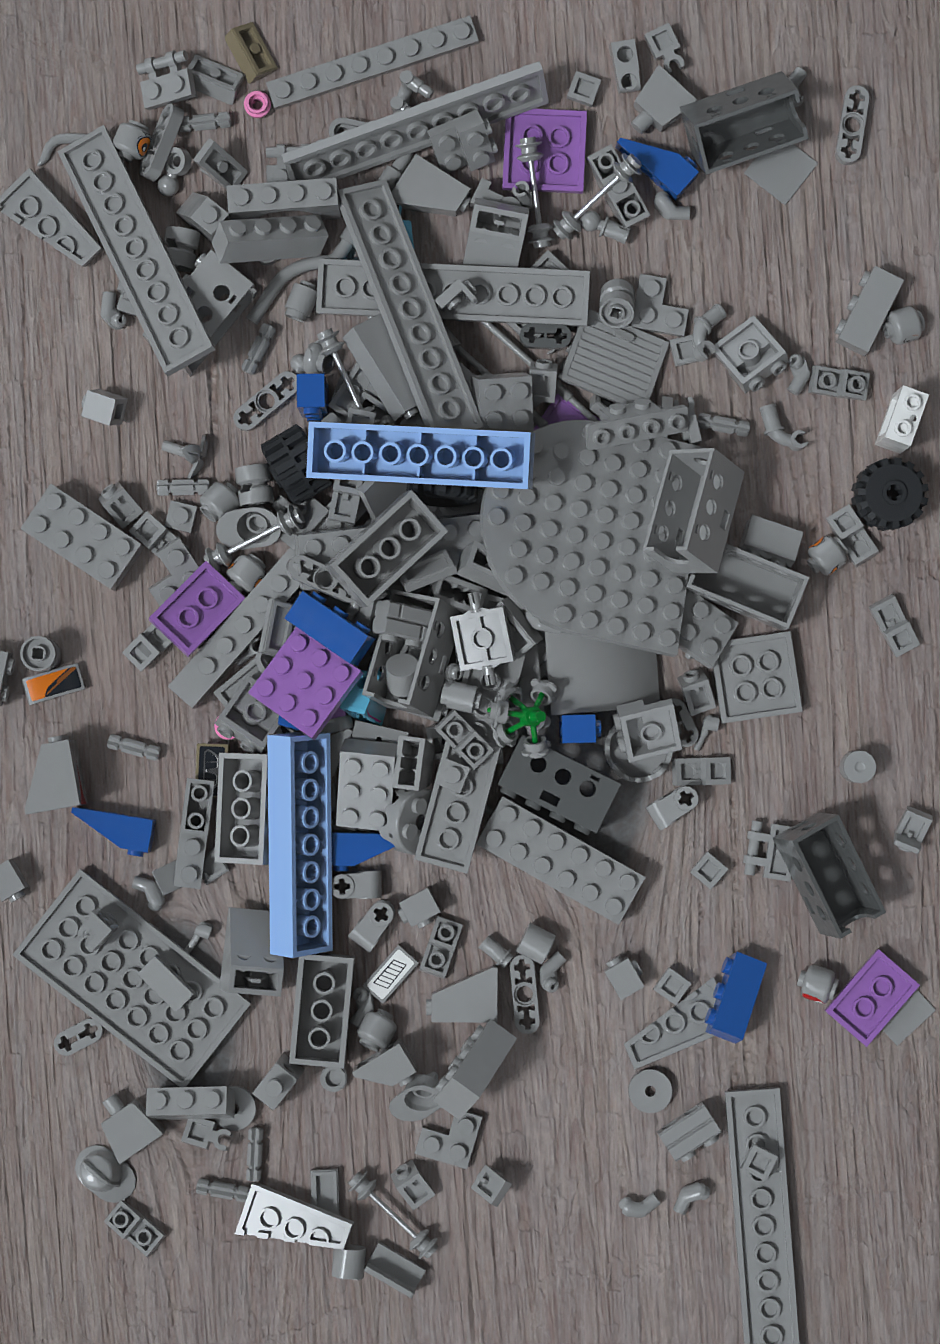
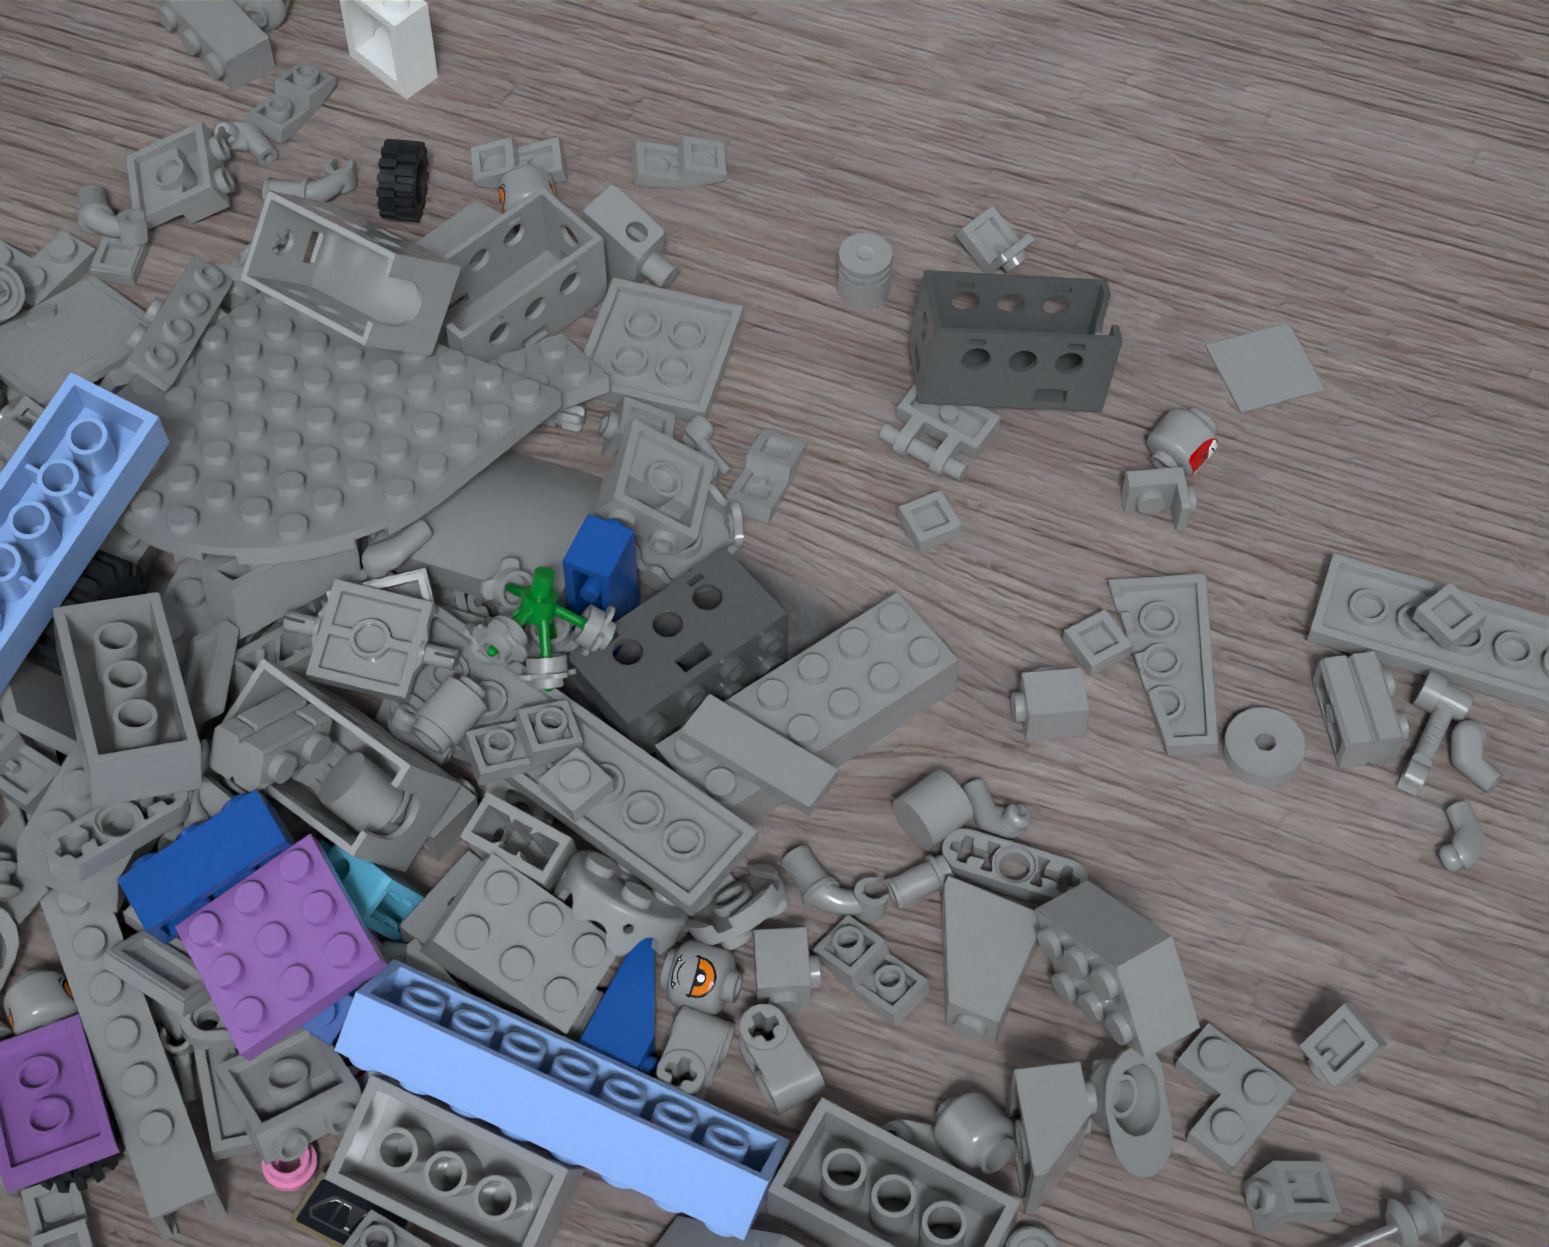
camera: 65 degrees left, 30 degrees down
(390, 974) = (880, 1072): tile -> none
(396, 871) = (701, 977): none -> light grey head
(436, 884) = (739, 907): none -> light grey plate
(469, 909) = (824, 891): none -> light grey piece
(514, 852) = (759, 754): none -> light grey tile
(668, 809) = (801, 525): light grey piece -> none
(715, 1172) = (1443, 704): none -> light grey brick
(735, 997) = (1157, 548): blue brick -> none
(777, 980) = (1159, 490): none -> light grey bracket
(800, 483) = (402, 180): none -> black tyre
(815, 618) = (630, 239): none -> light grey torso
(872, 497) = (484, 87): black wheel -> none
(872, 997) = (1235, 384): medium lavender plate -> none

